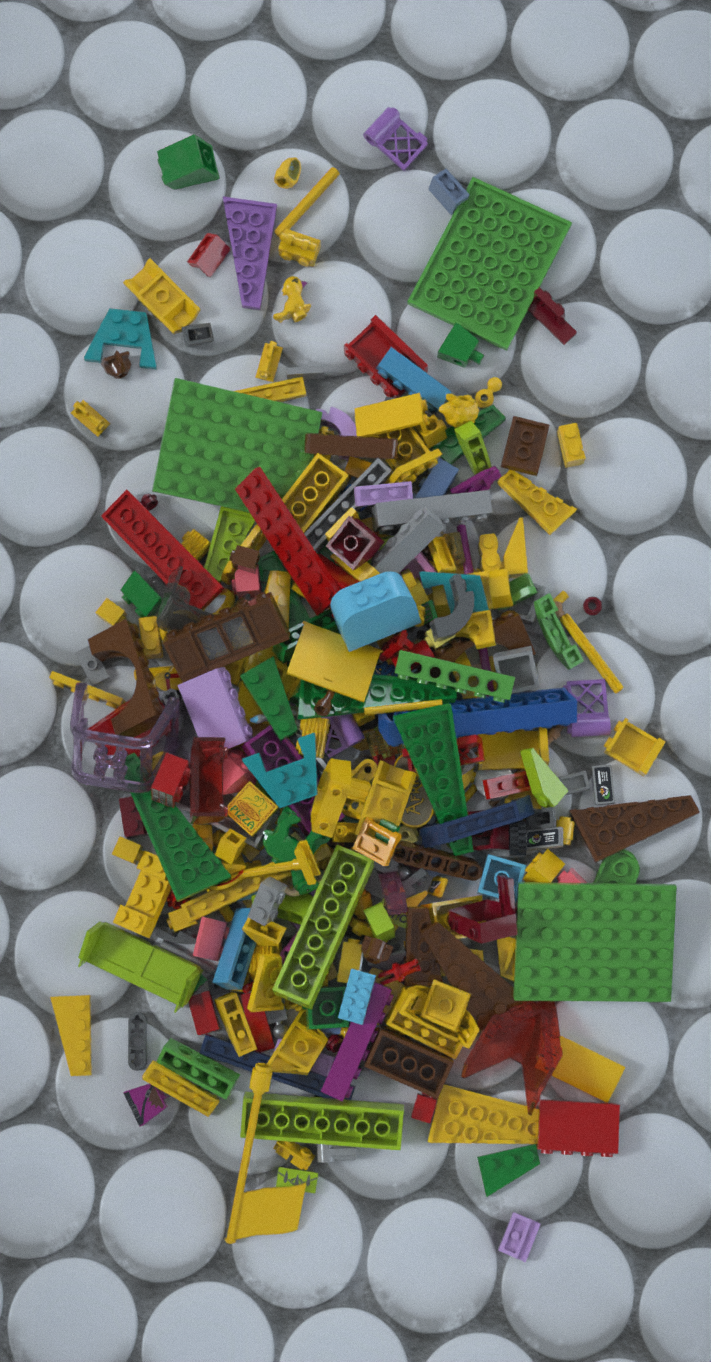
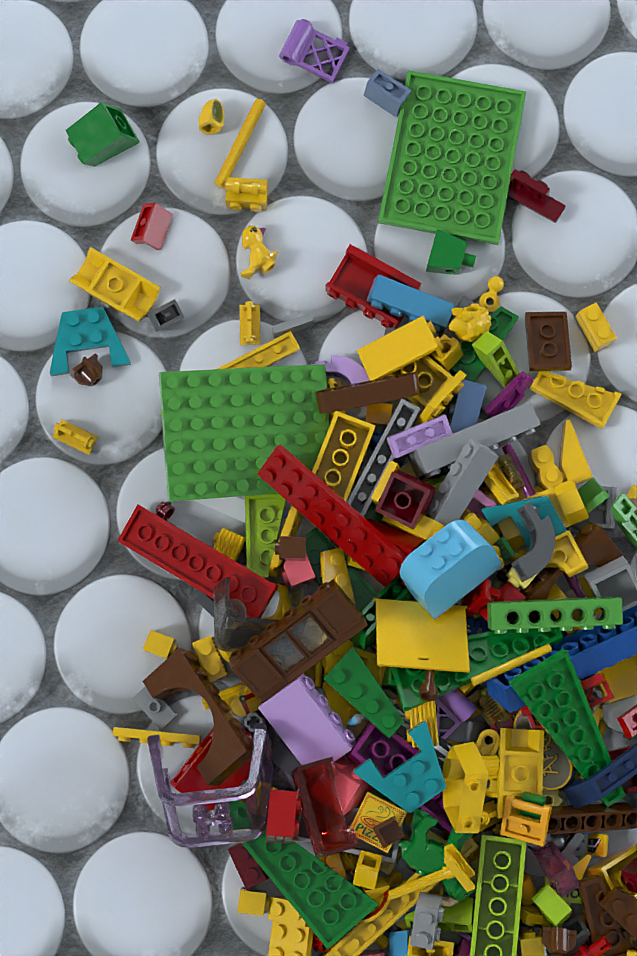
camera: 20 degrees left, 0 degrees up
(141, 596) = (187, 617): green slope -> none
(251, 236) = (191, 194): medium lavender wing -> none
(256, 816) = (388, 831): none -> reddish brown panel

